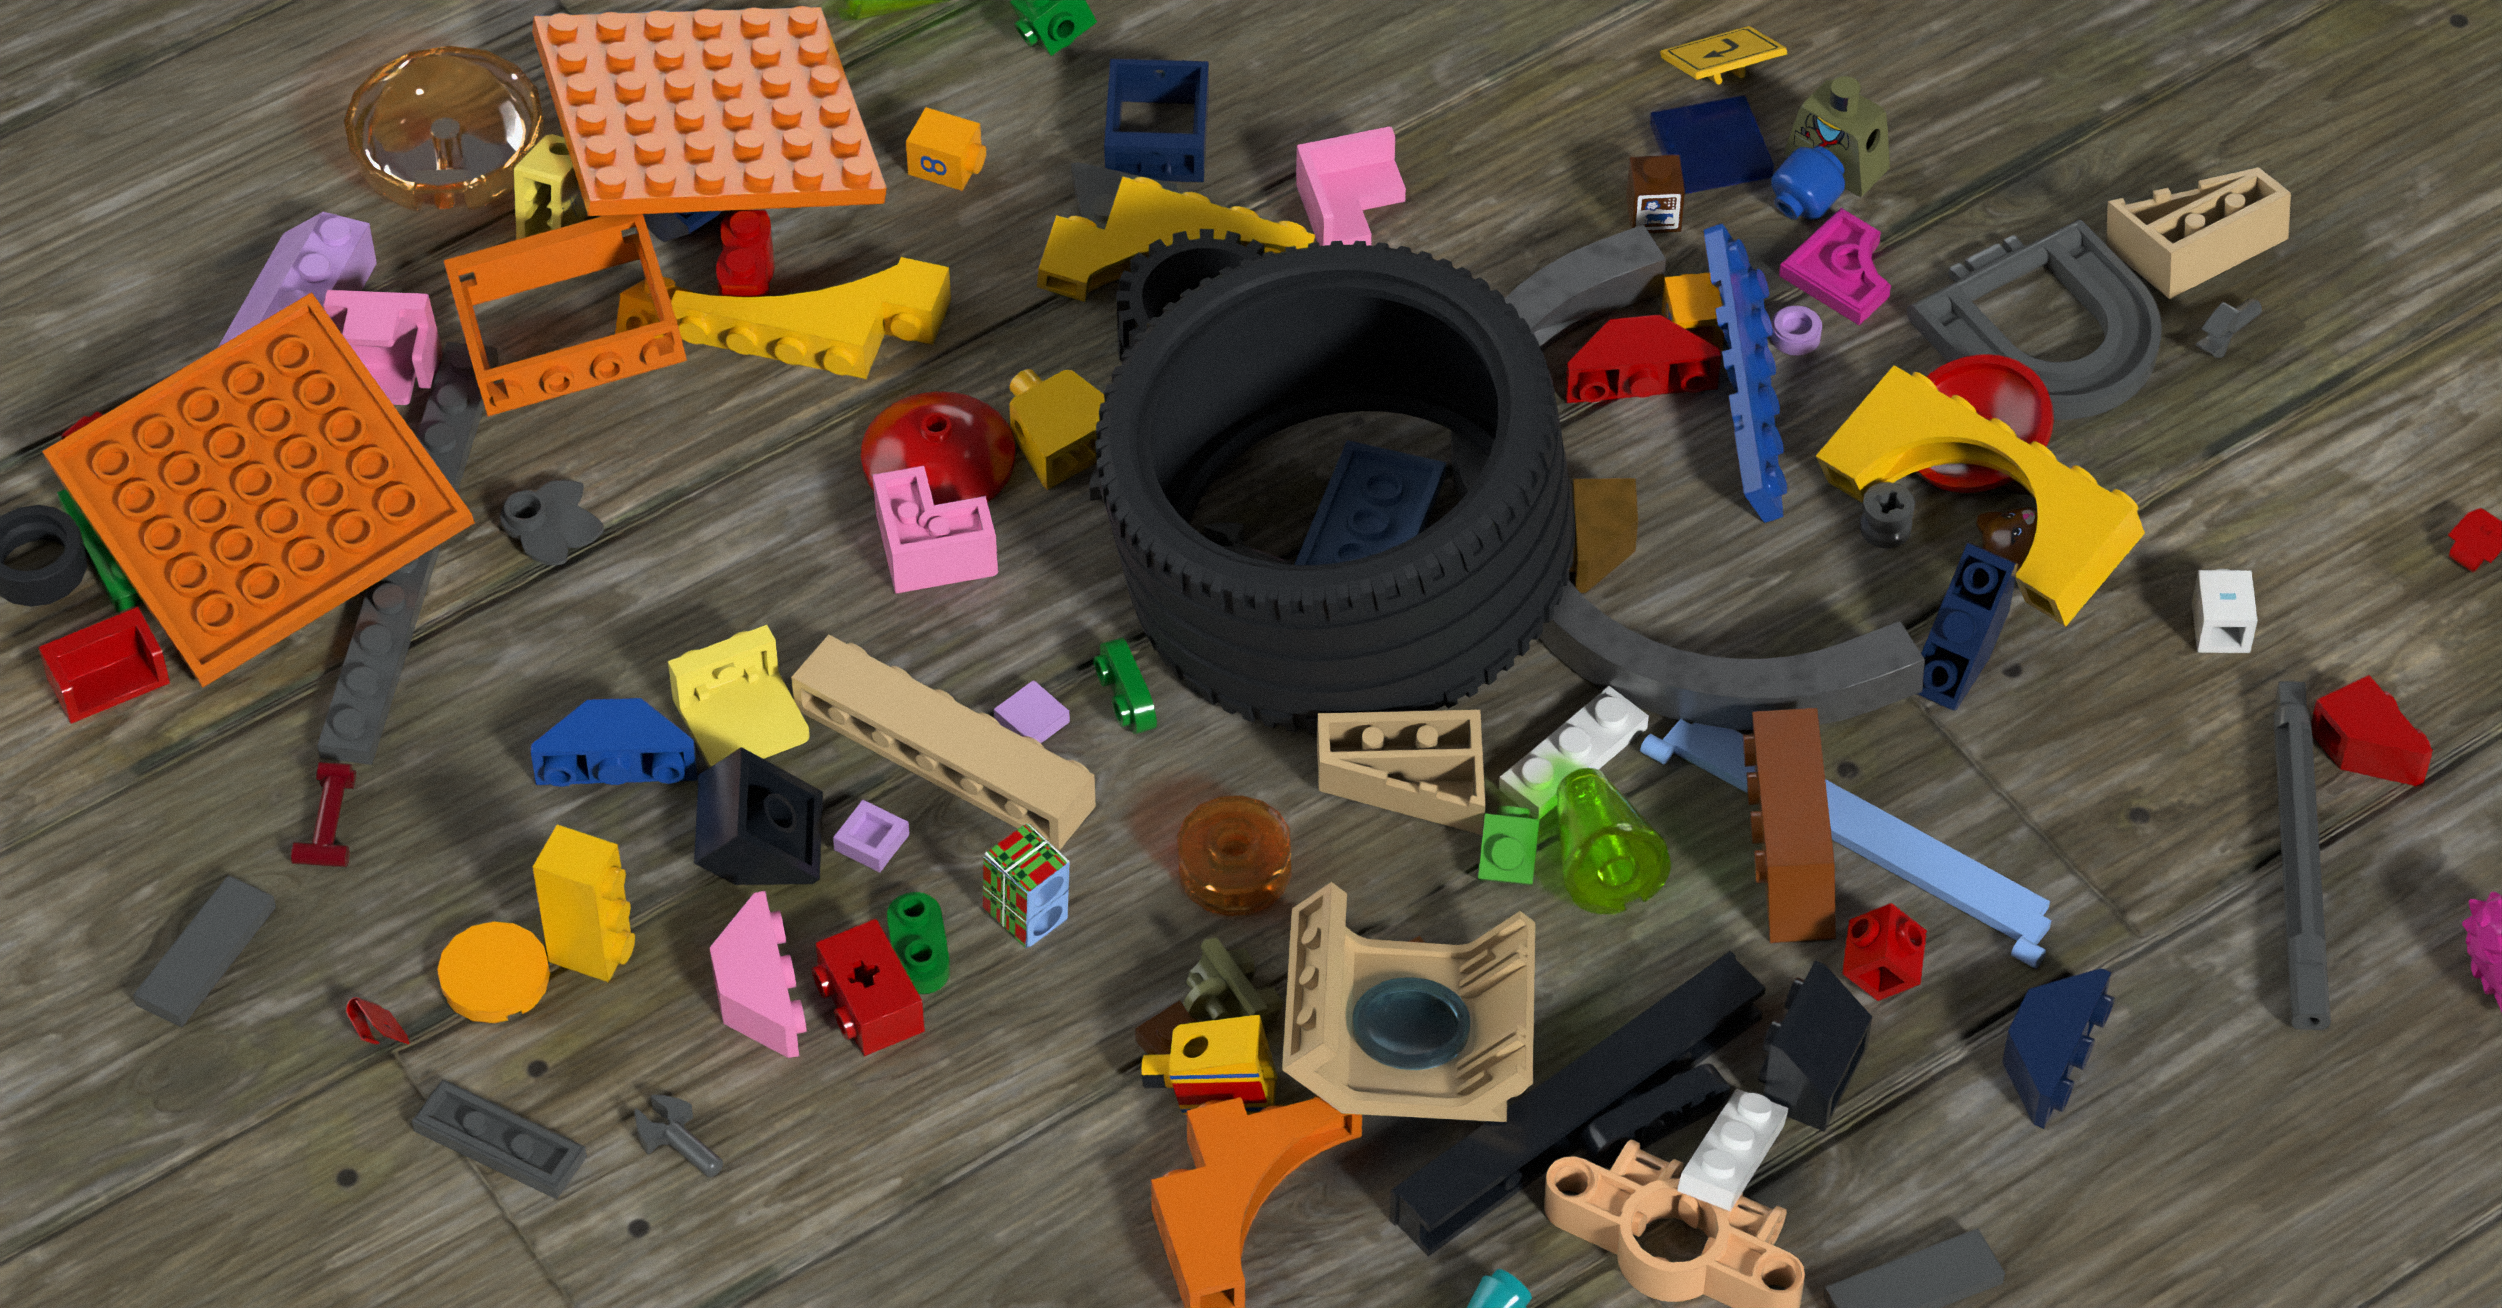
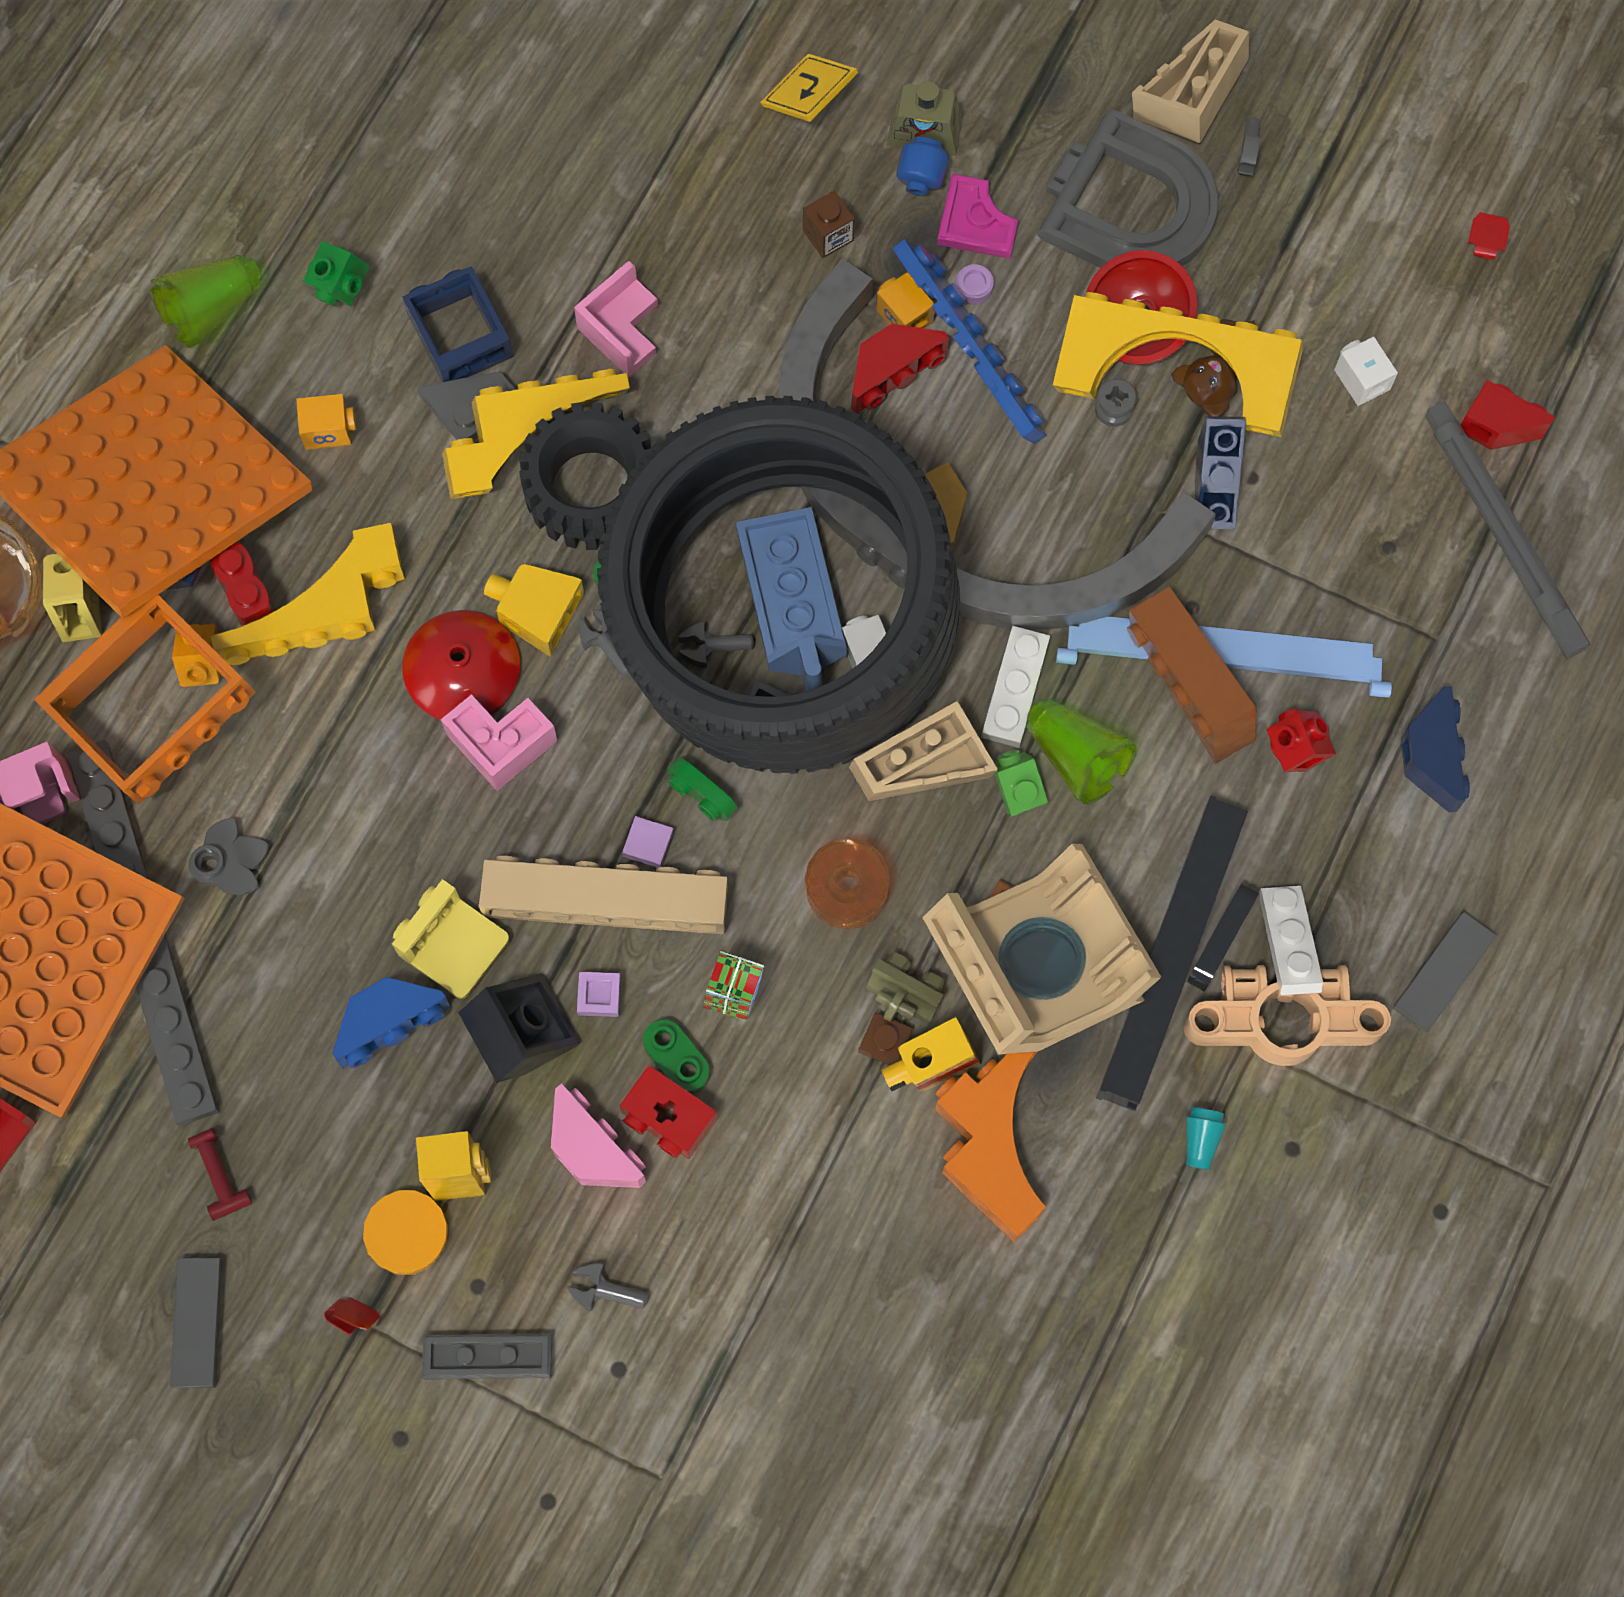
camera: 30 degrees left, 20 degrees up
(1715, 143) = (838, 161): clear blue tile -> none
(1815, 1047) = (1300, 839): black slope -> none

